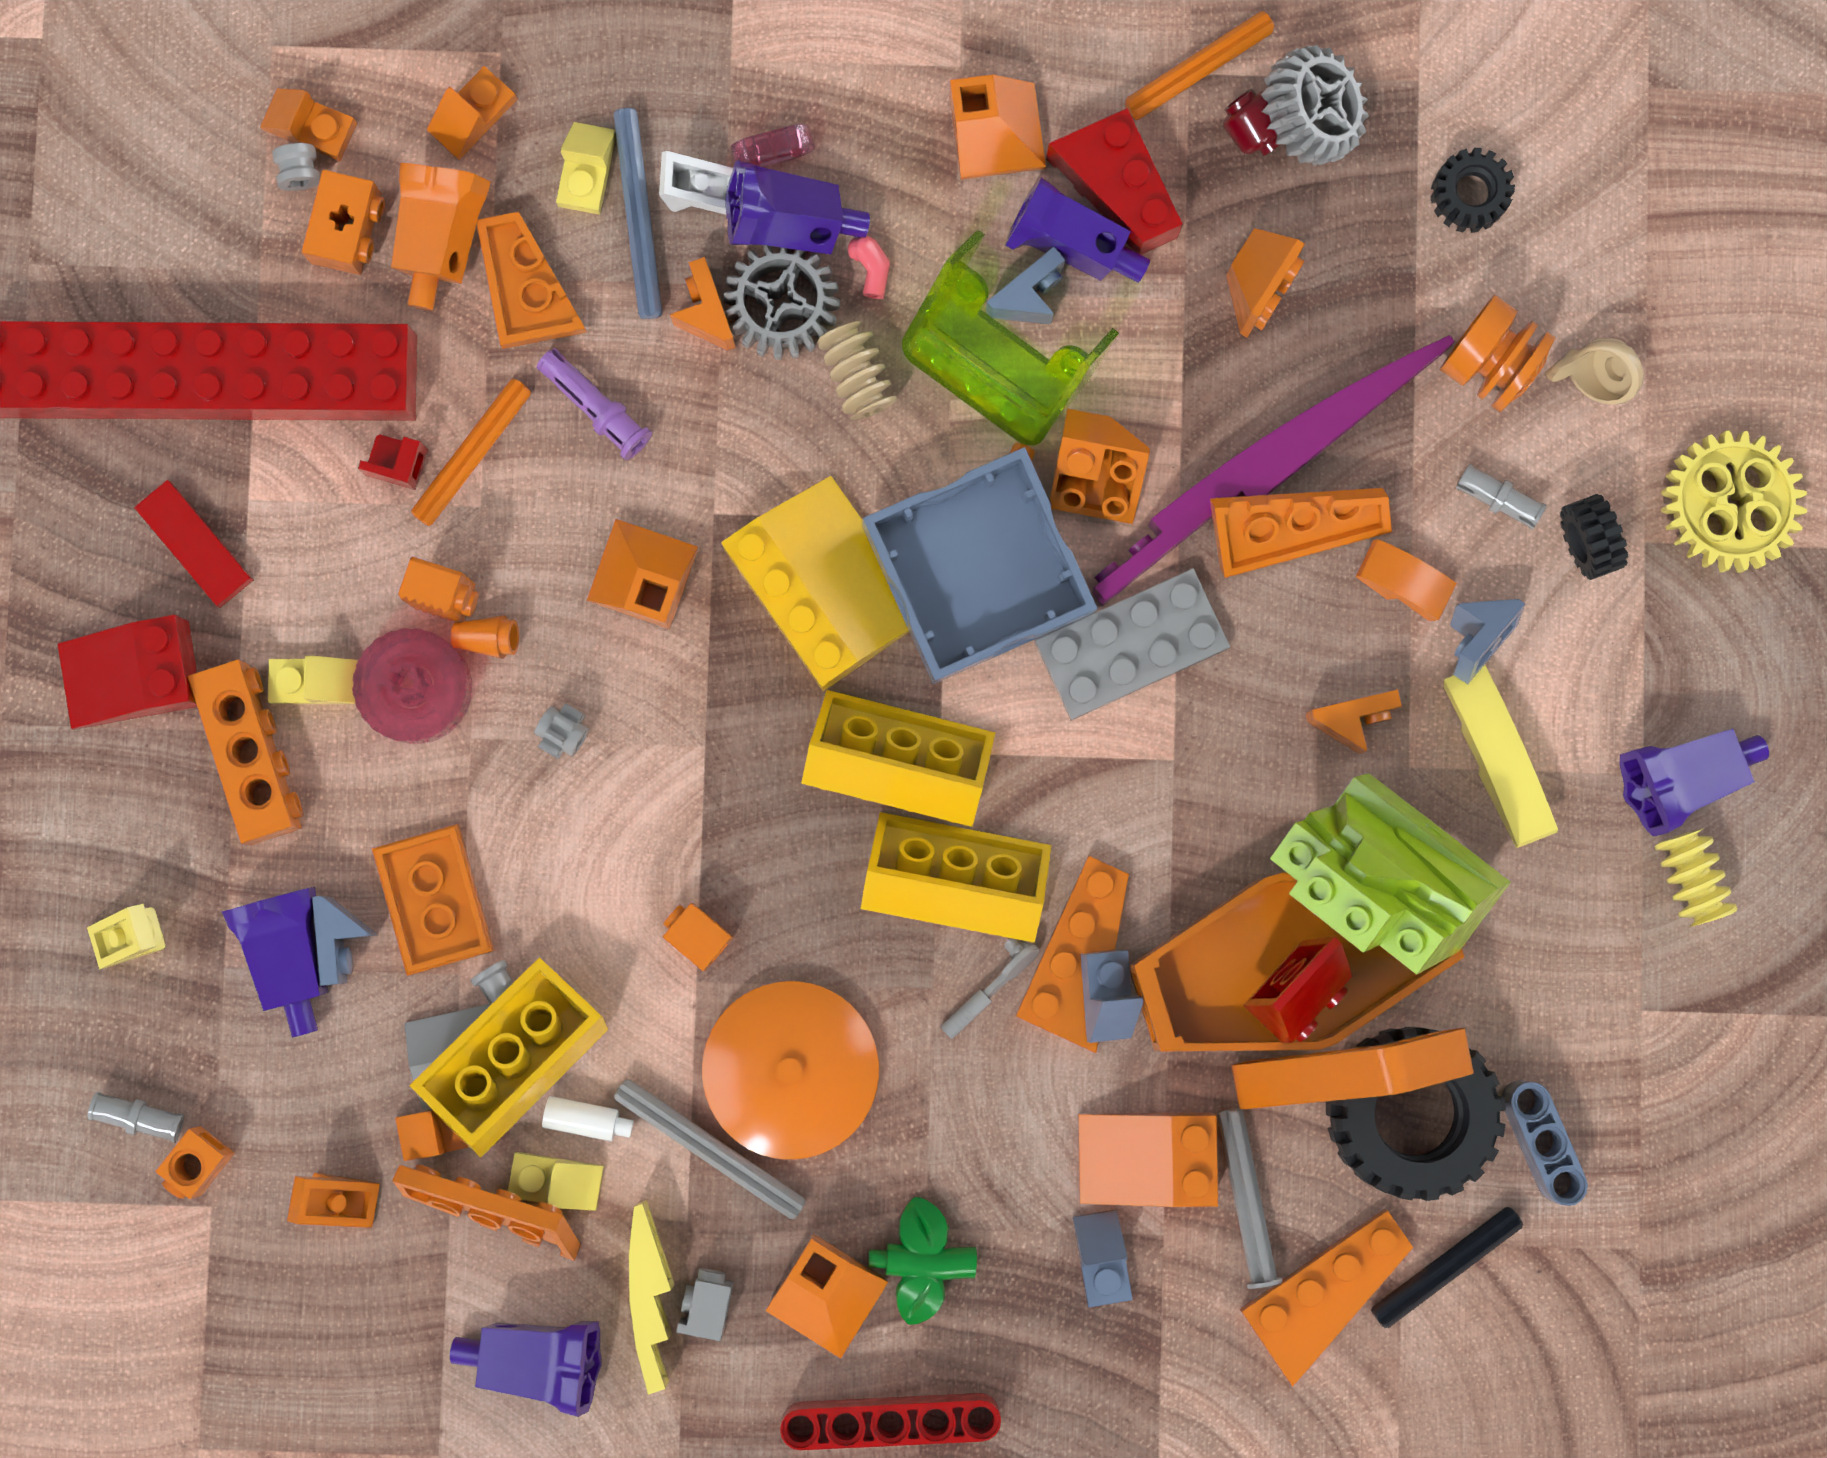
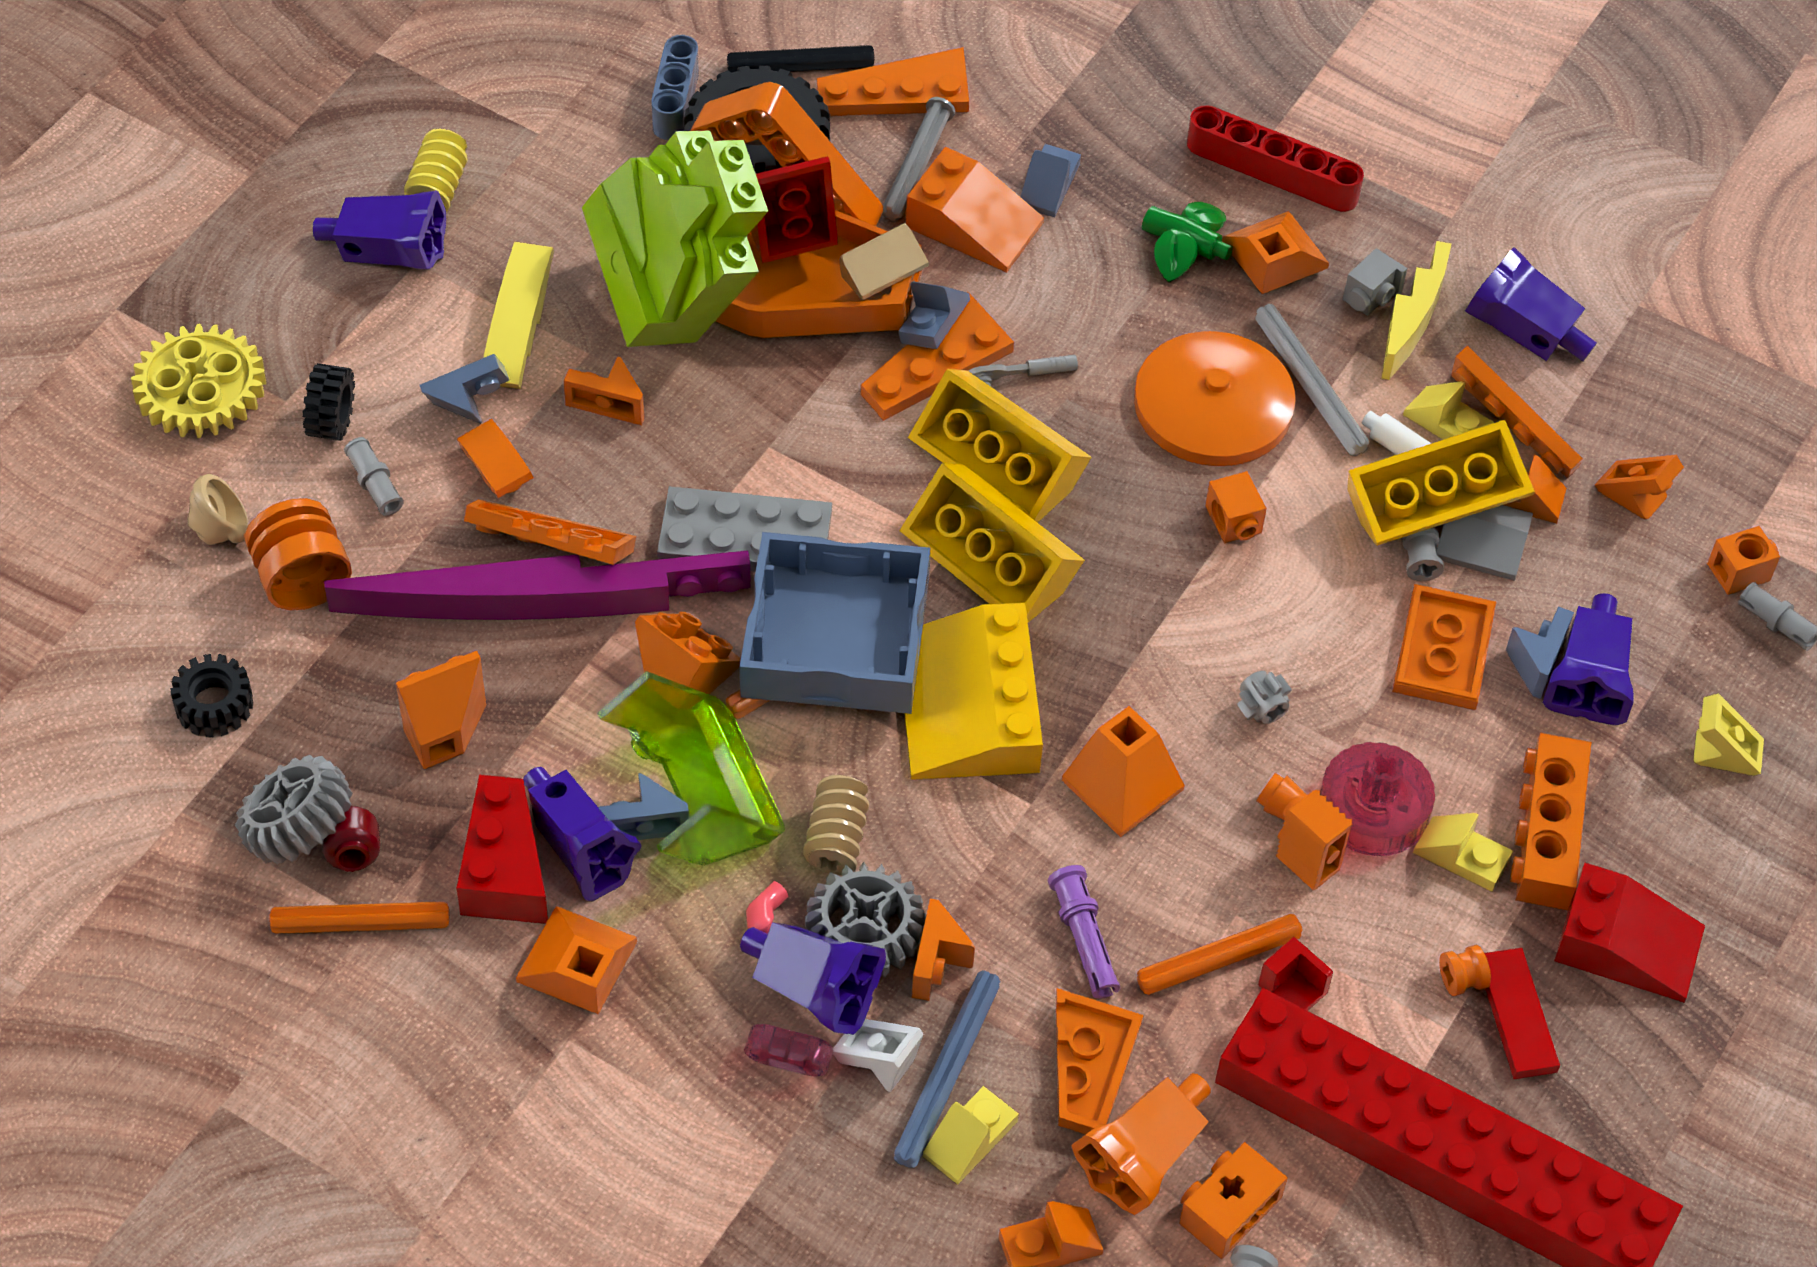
camera: 150 degrees left, 30 degrees down
(253, 551) = (1465, 970): none -> orange wheel
(1178, 995) = (882, 261): none -> tan slope

